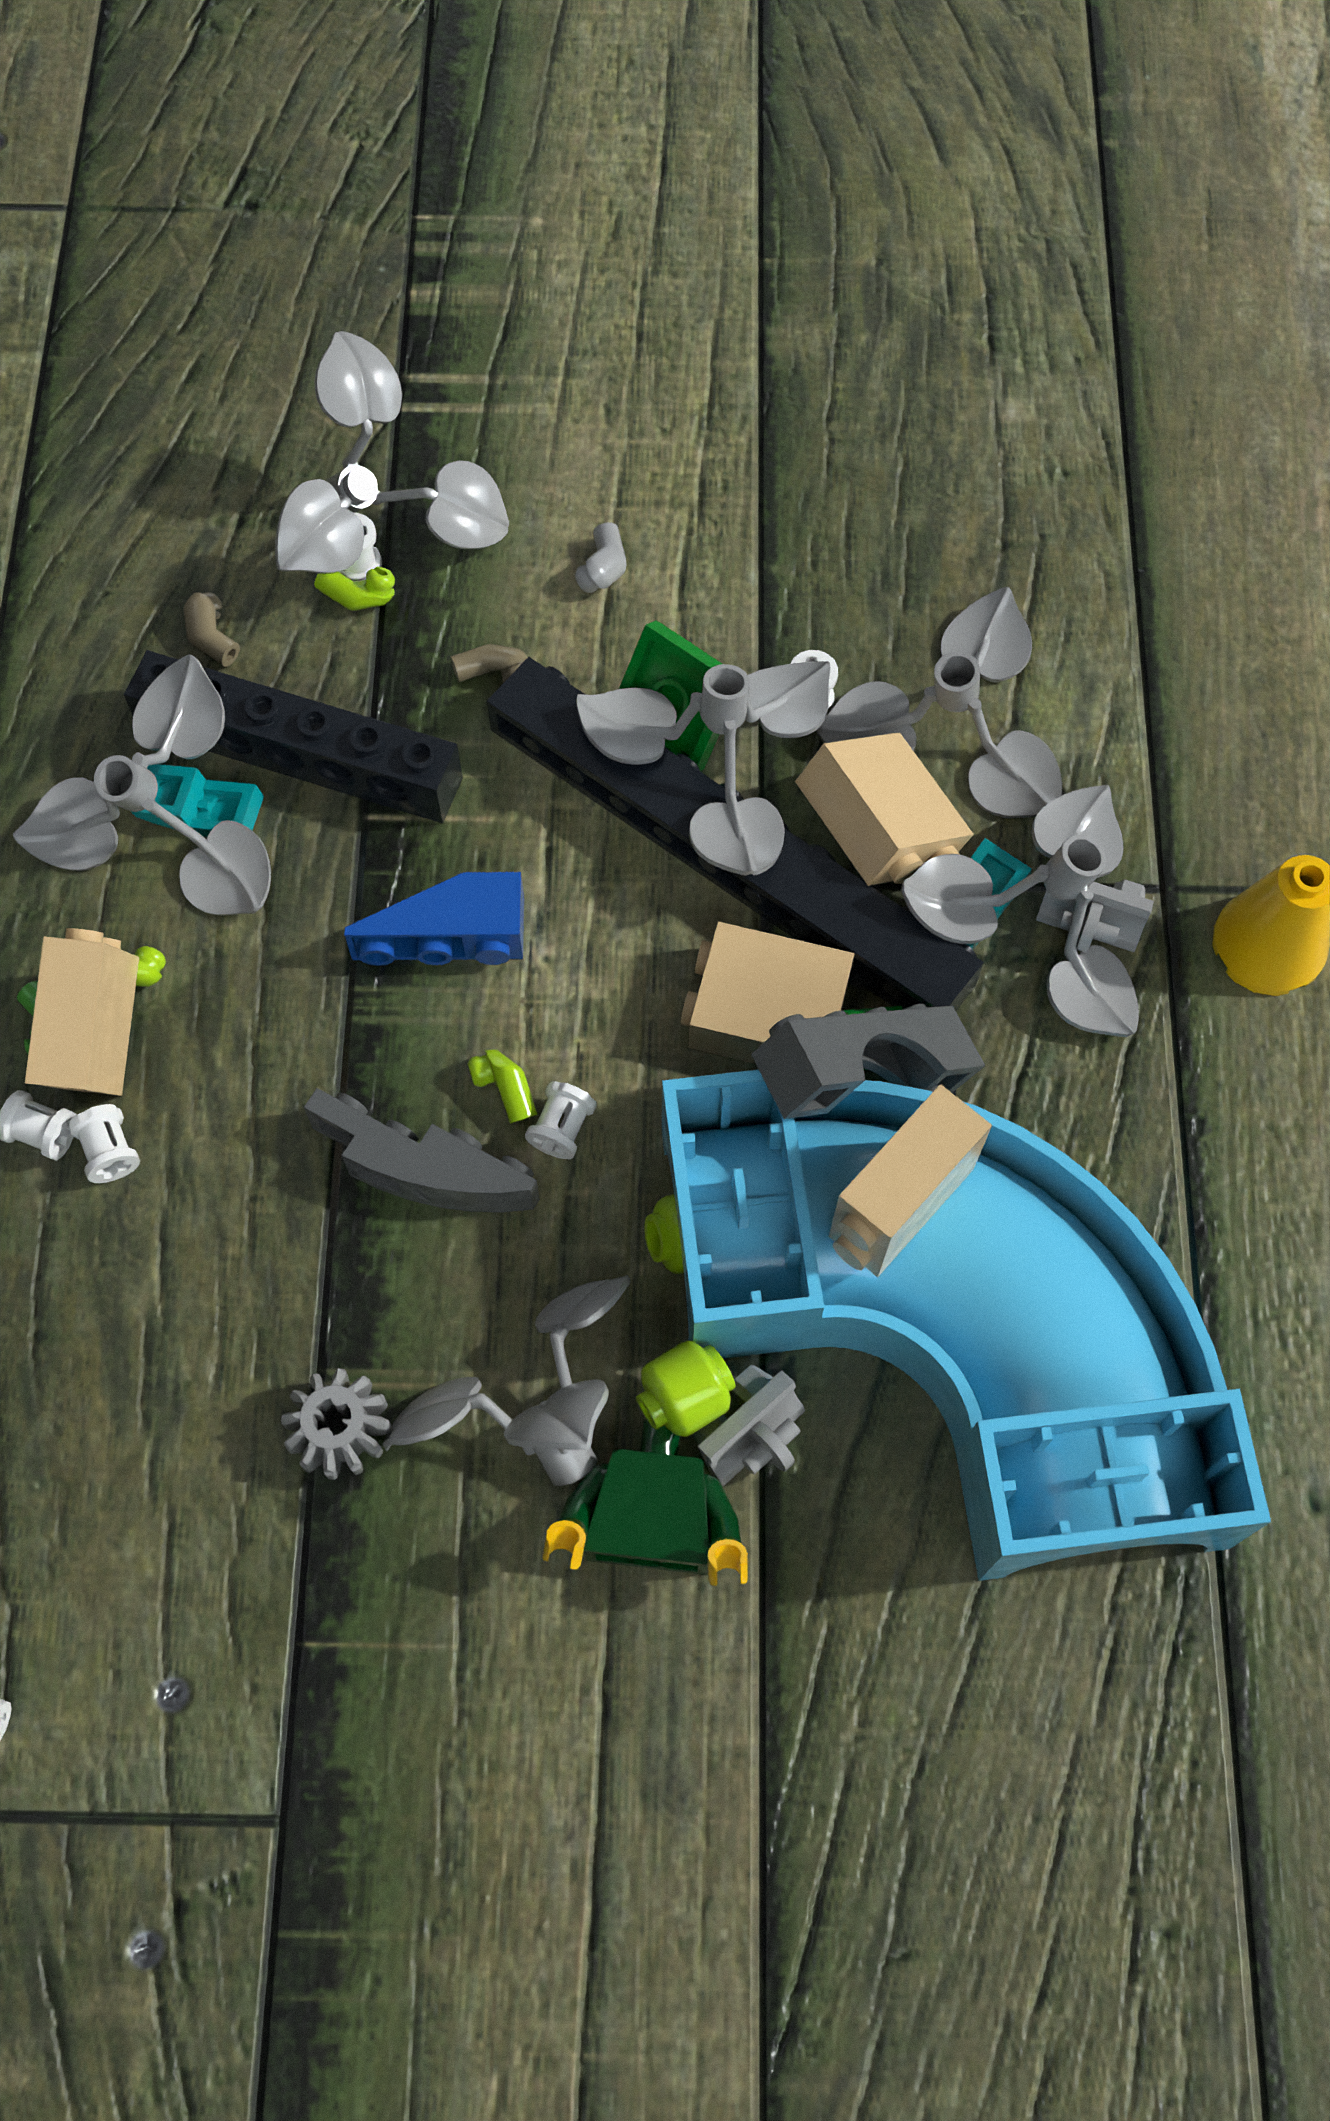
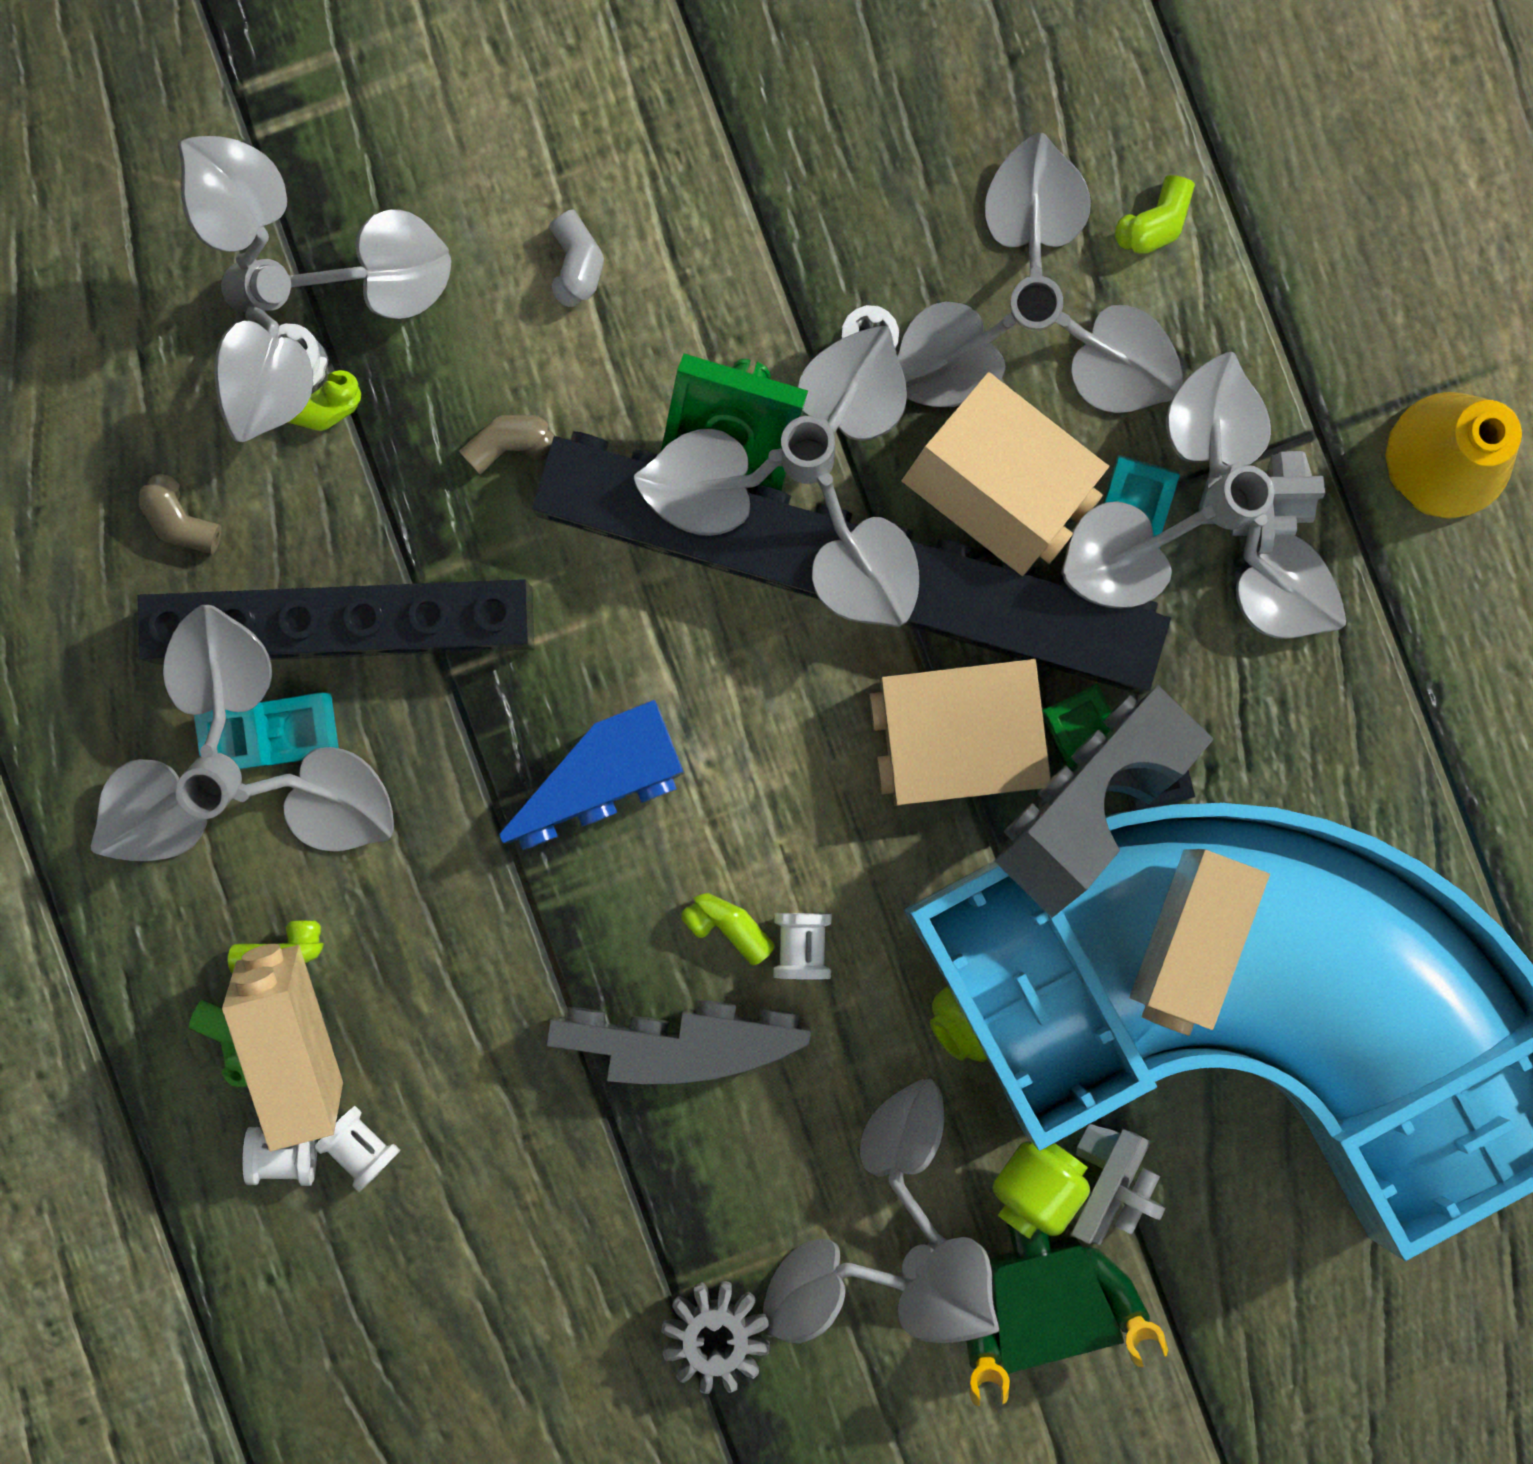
camera: 20 degrees left, 20 degrees up
(1081, 688) = (1160, 224): none -> lime arm

